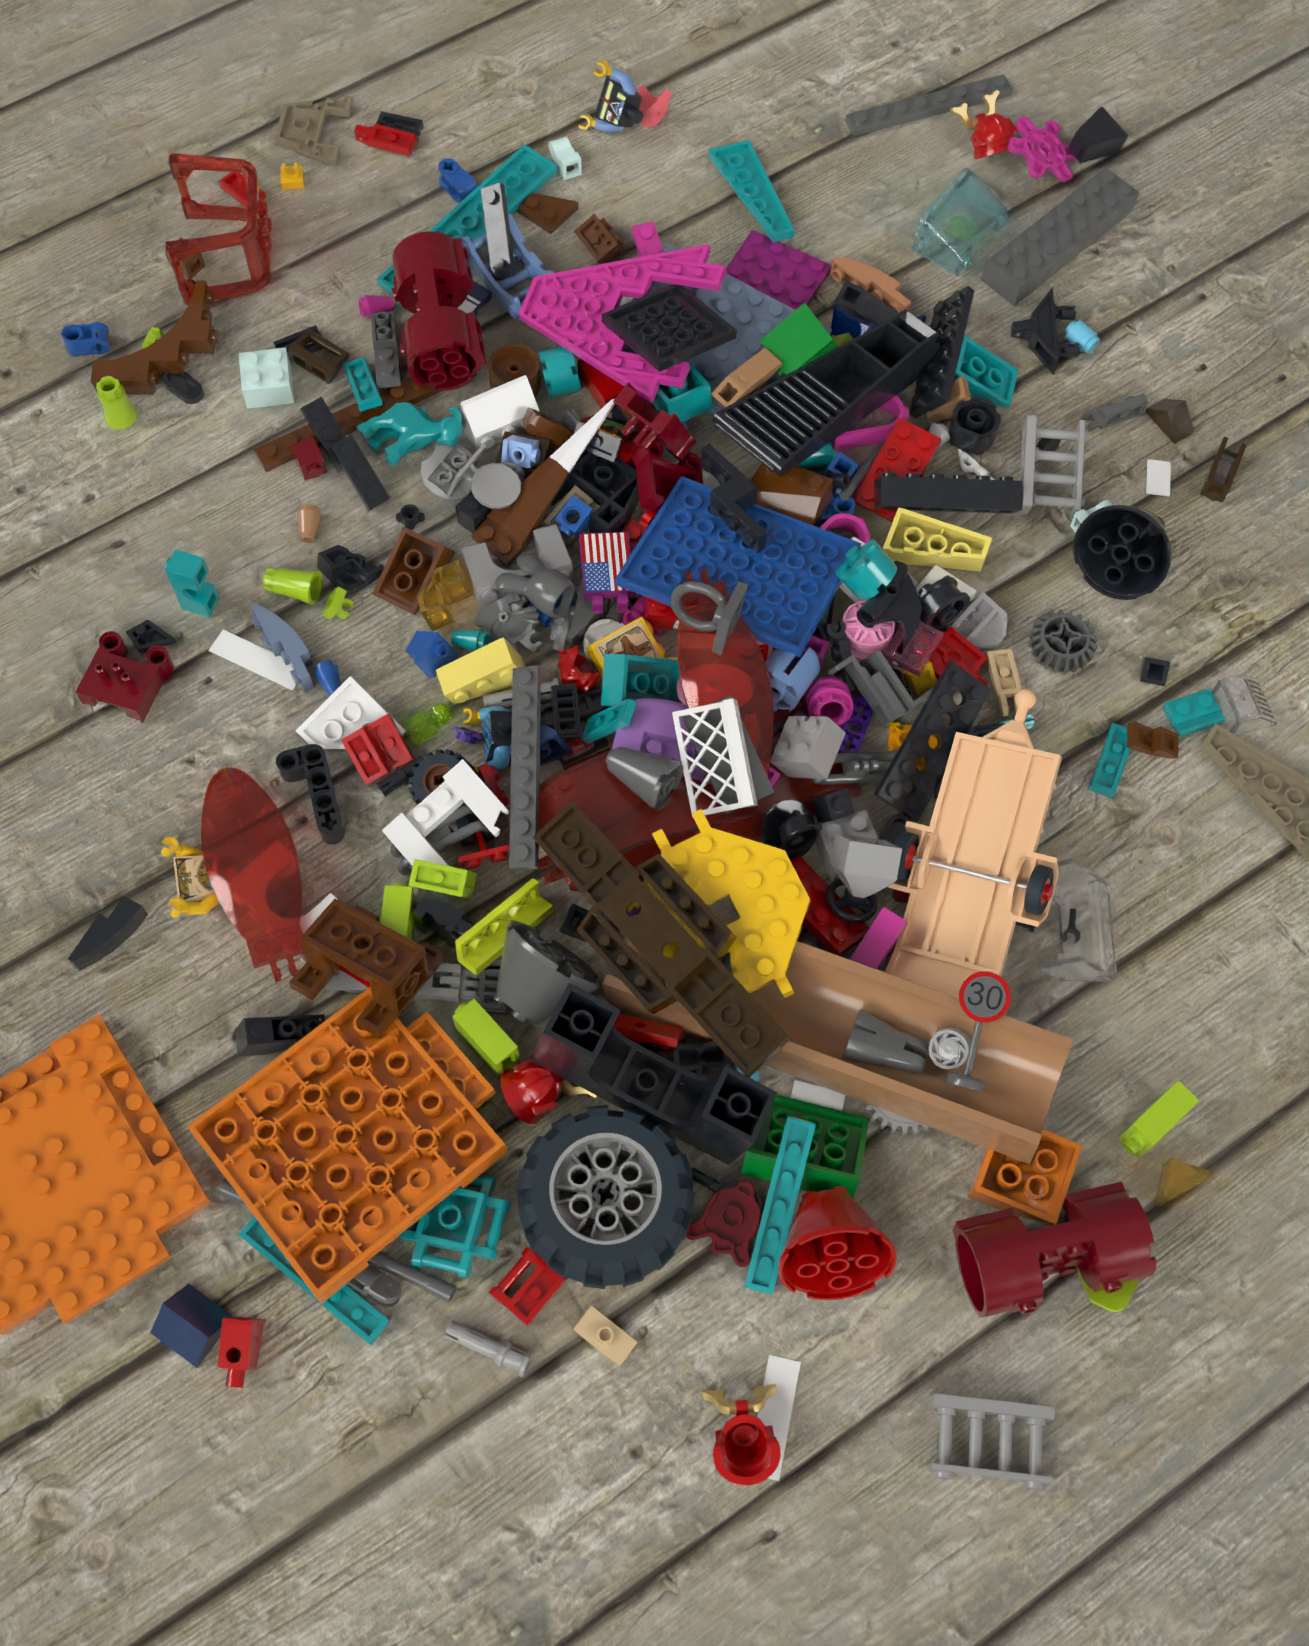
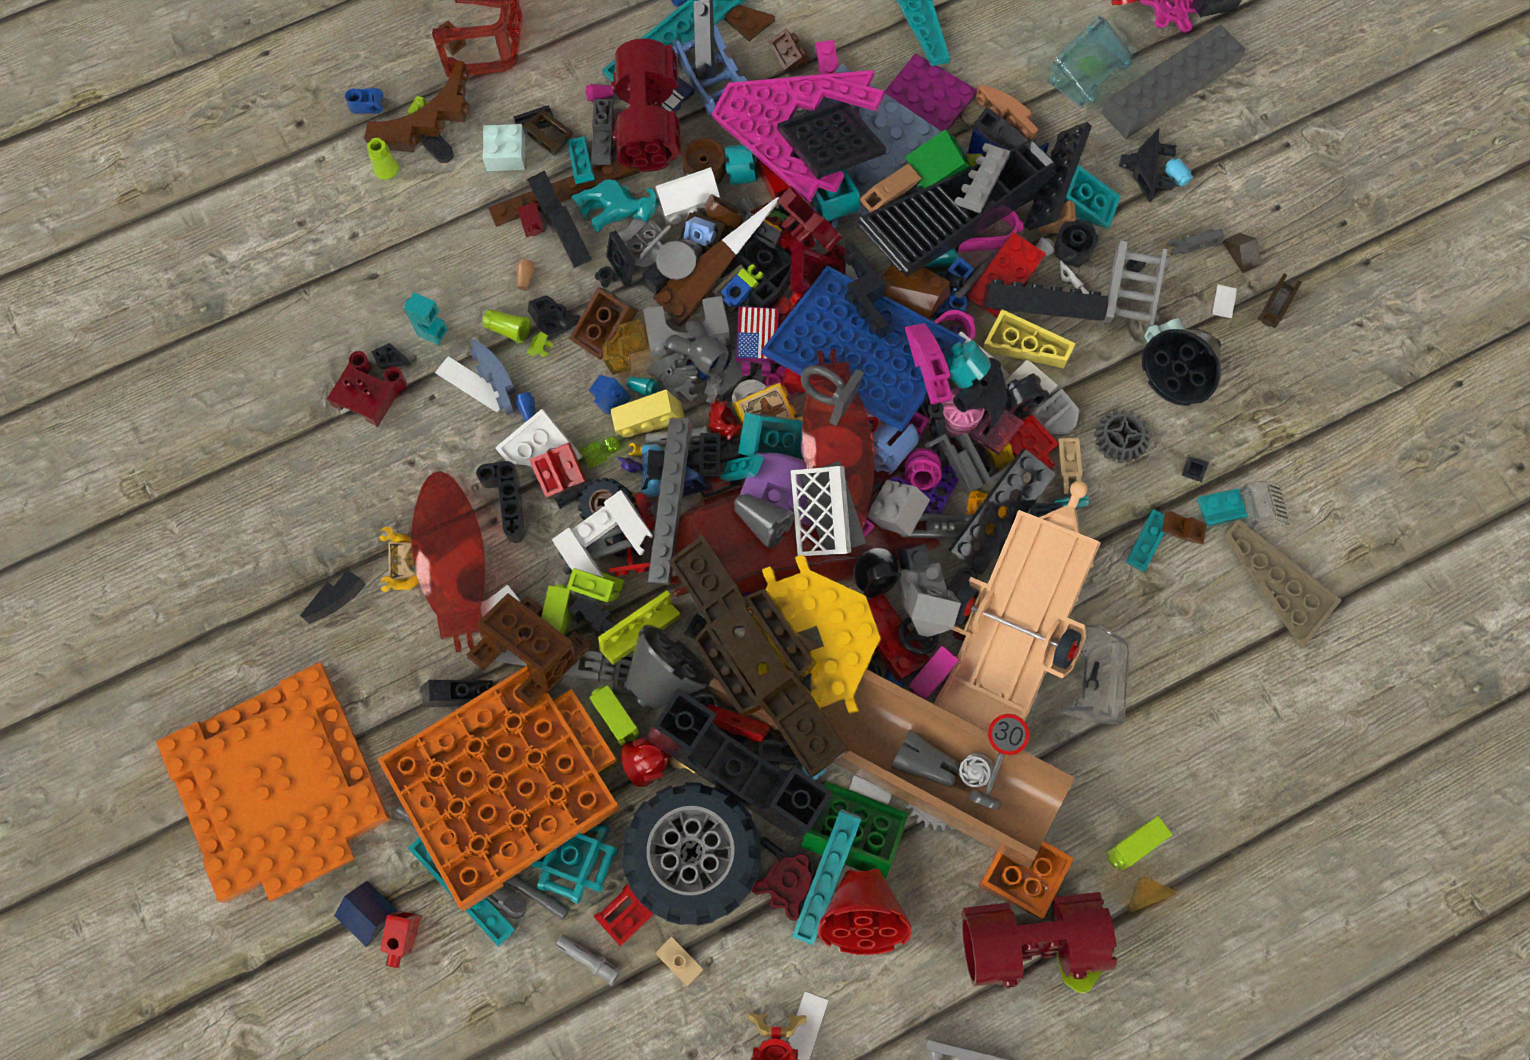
camera: 10 degrees right, 5 degrees up
(426, 491) = (620, 258): none -> black tile
(589, 499) = (749, 278): none -> lime tile
(826, 571) = (931, 361): none -> dark pink slope
(857, 357) = (984, 178): none -> light grey hinge

